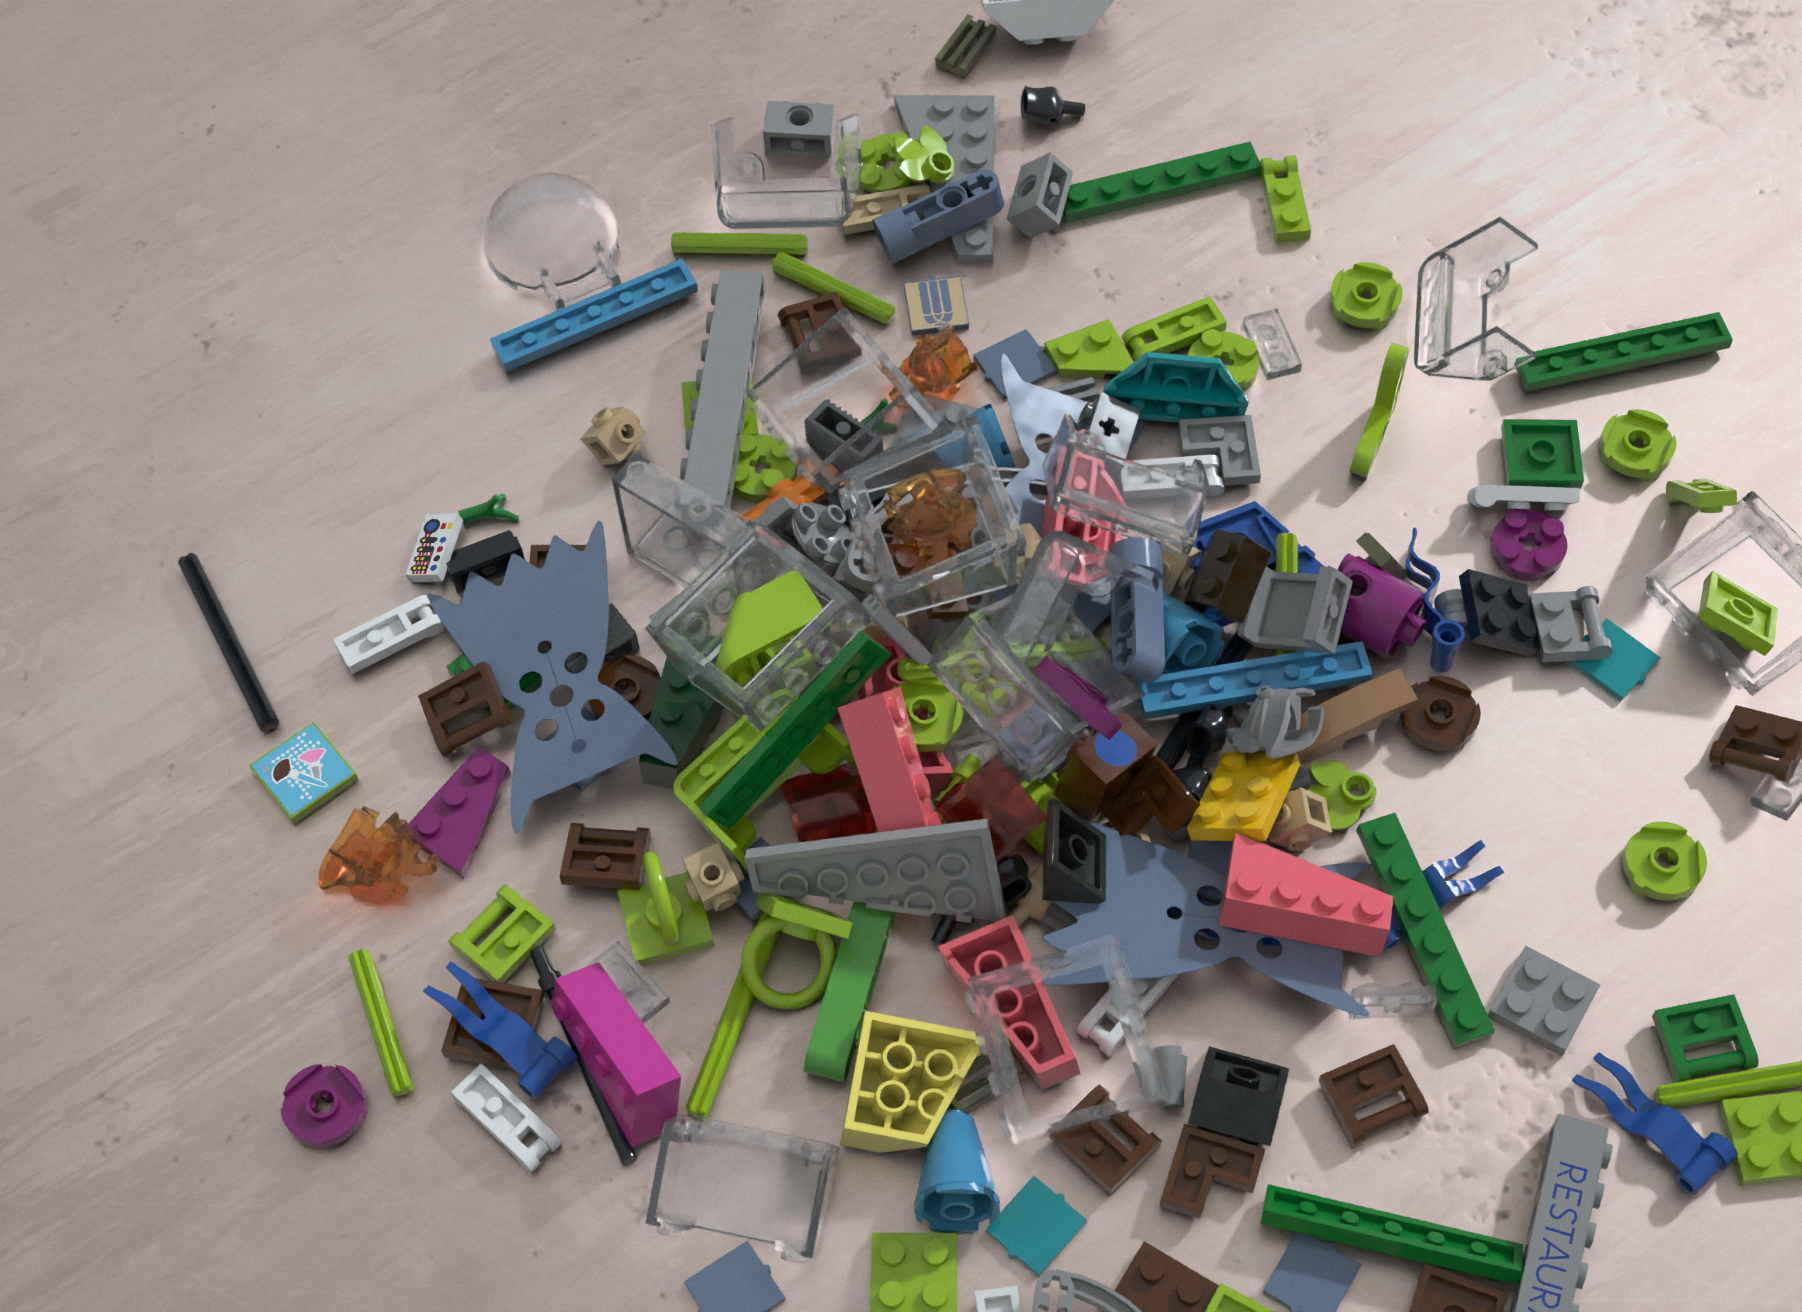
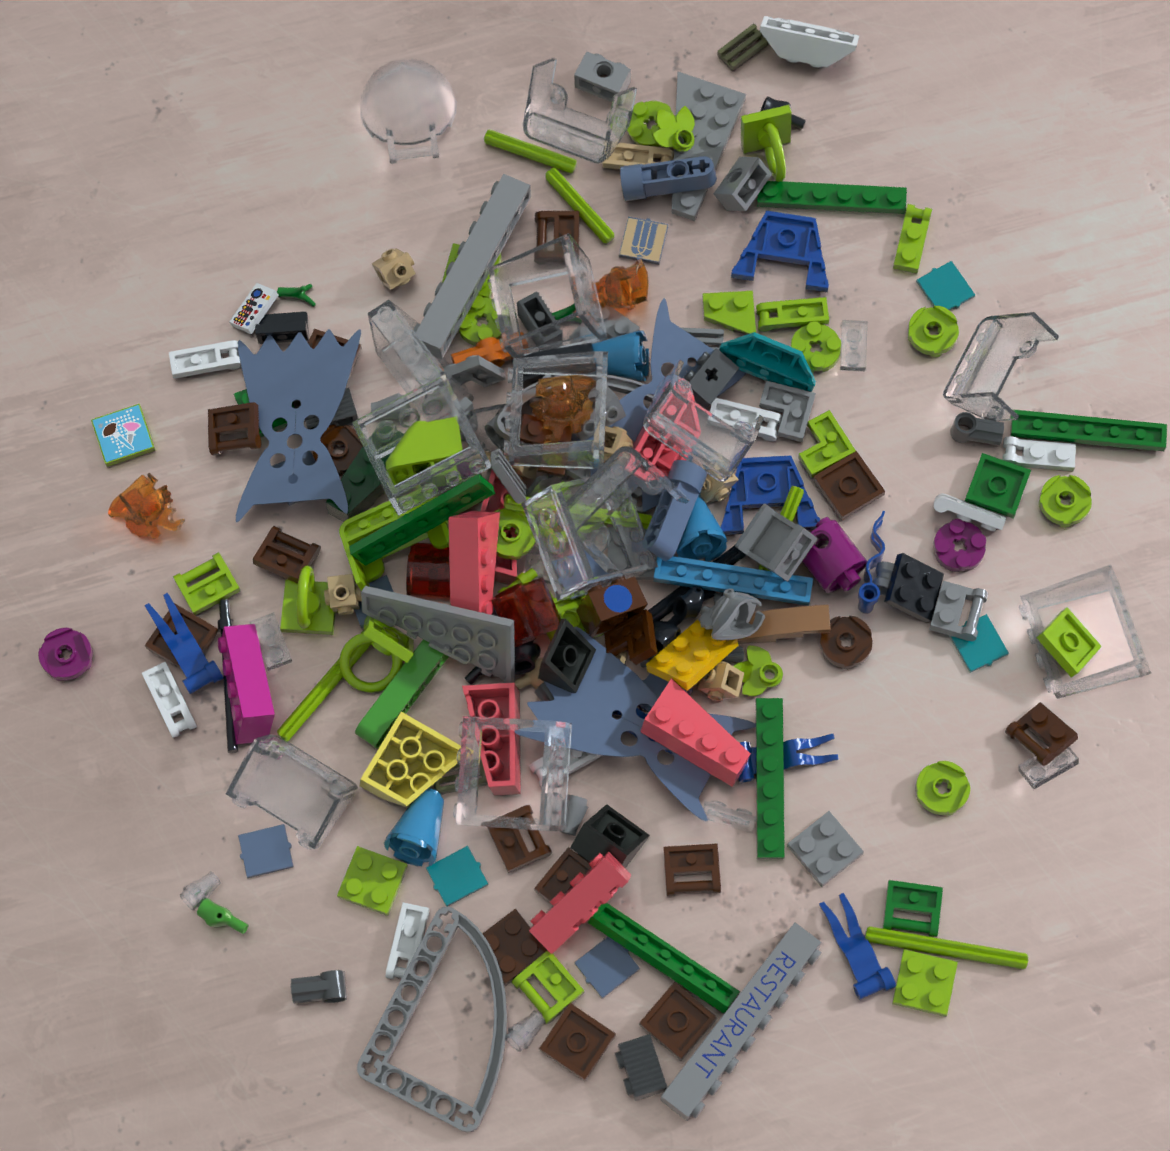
camera: 20 degrees right, 10 degrees up
(228, 643) = (105, 330): black axle -> none
(380, 1023) = (116, 614): lime axle -> none
(459, 810) = (207, 494): magenta wing -> none
(593, 315) = (414, 174): dark azure plate -> none
(822, 532) = (493, 386): light grey dish -> none
(1025, 355) = (681, 298): sand blue piece -> none
(1045, 123) = (769, 132): none -> lime tile
(1080, 695) = (605, 554): magenta beam -> none
(1125, 247) = (788, 240): none -> blue wing
(1227, 576) = (742, 506): dark brown slope -> none
(1241, 1192) = (579, 901): none -> coral wedge
(1301, 472) = (831, 445): none -> lime plate
(1346, 511) = (849, 485): none -> reddish brown plate
(1354, 241) = (946, 287): none -> teal piece
(1380, 556) = (853, 525): olive plate -> none
(1382, 411) = (909, 411): lime beam -> none
(1474, 394) = (979, 429): none -> dark grey piece
(1576, 399) = (1040, 454): none -> white plate
(1701, 494) = (1083, 553): lime plate -> none

